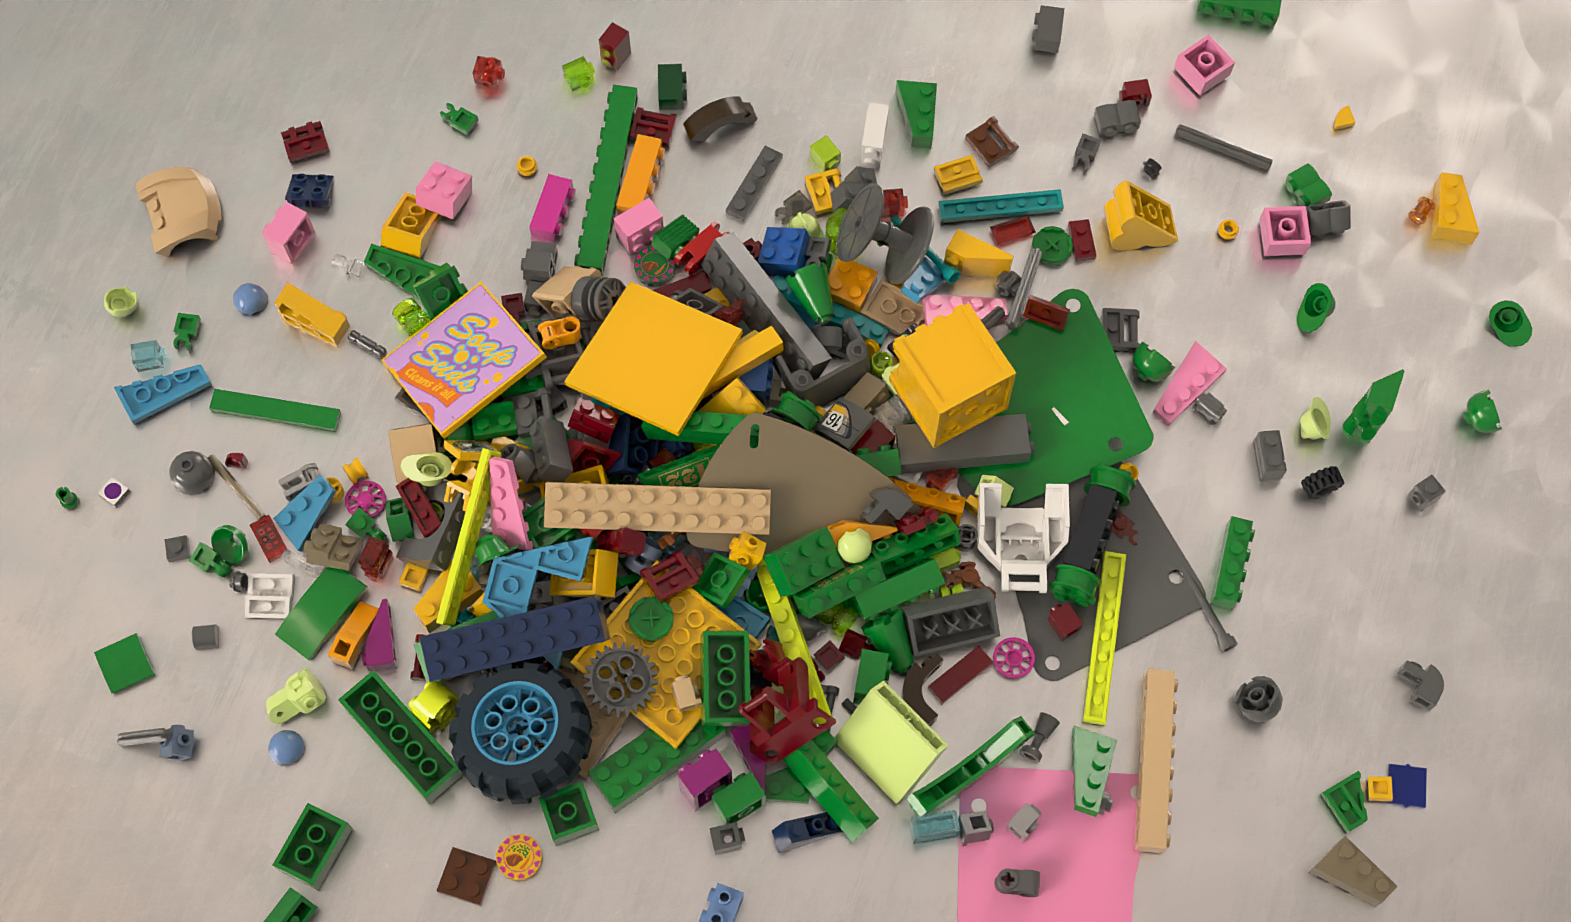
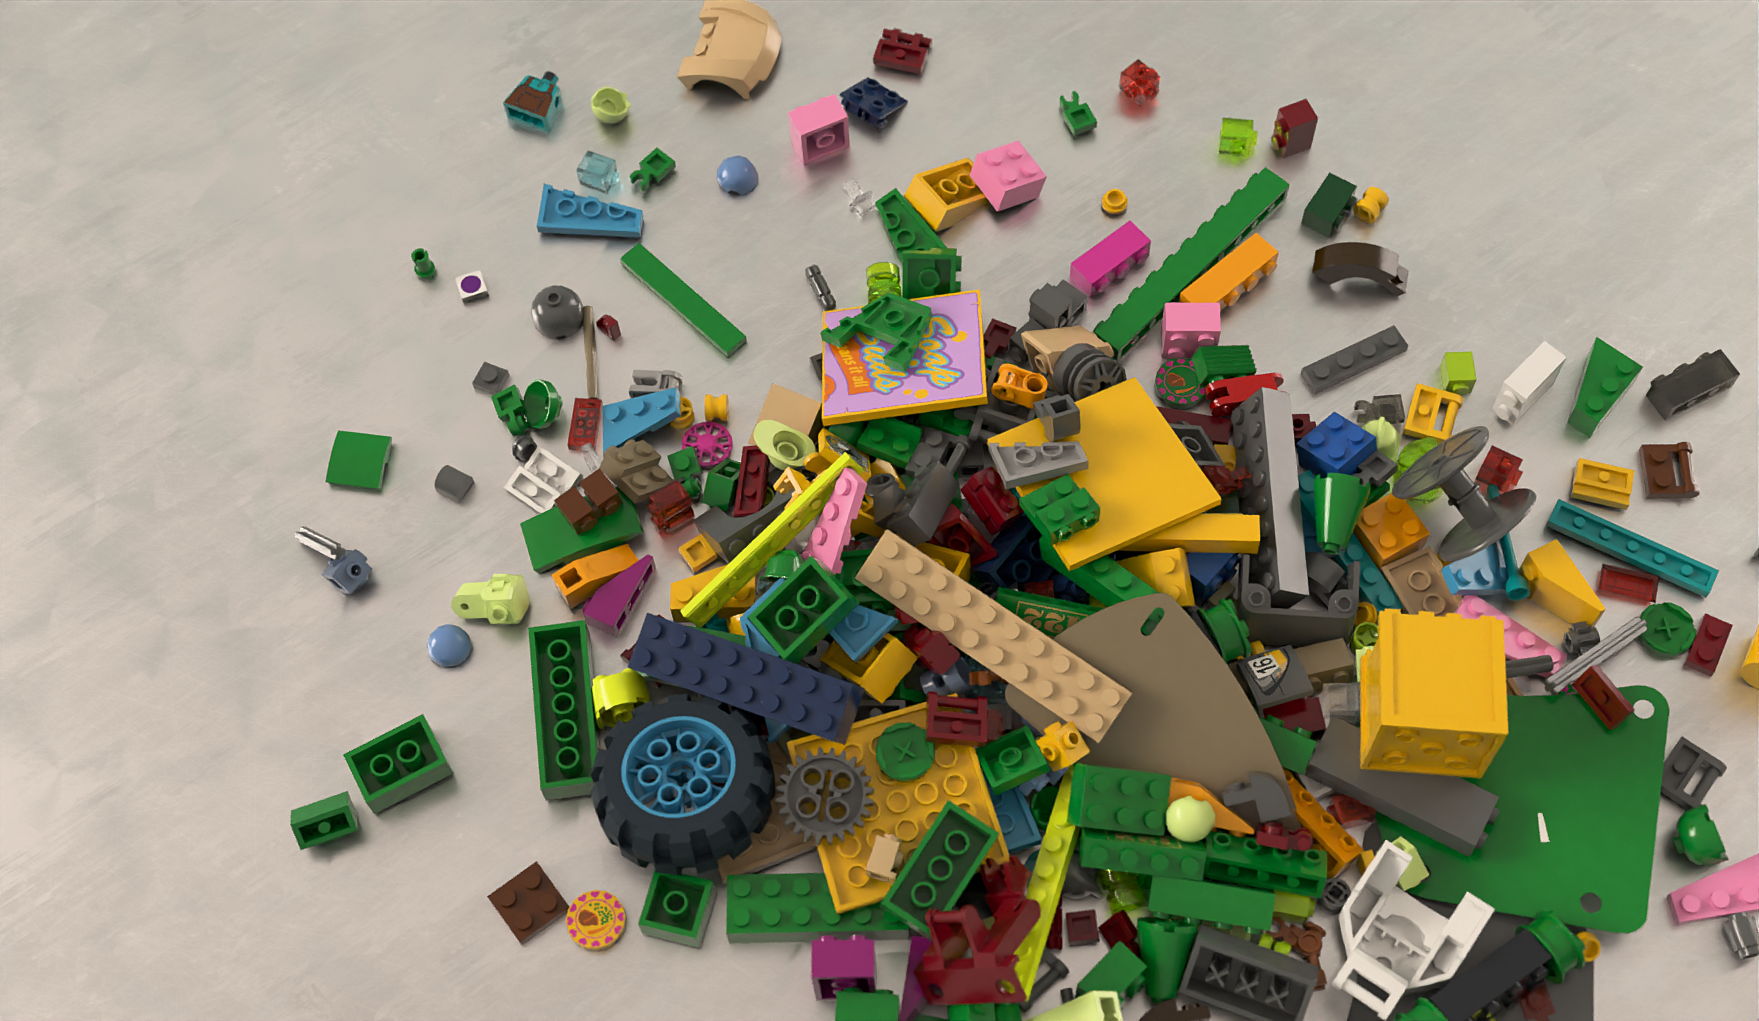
camera: 40 degrees right, 5 degrees down
(61, 331) = (535, 101): none -> torso
(311, 315) = (784, 224): yellow wedge -> none
(321, 579) = (577, 510): none -> reddish brown piece
(434, 339) = (890, 320): none -> green wing
(527, 569) = (803, 610): none -> green brick
(603, 338) = (1058, 416): none -> dark grey brick
(604, 382) = (1032, 464): none -> light grey wing
(646, 399) = (1060, 509): none -> green plate
(653, 129) = (1280, 240): dark red plate -> none
(697, 68) = (1369, 207): none -> yellow wheel
(851, 186) = (1452, 422): dark grey brick -> none
(971, 76) = (1692, 384): none -> clear smoke brick

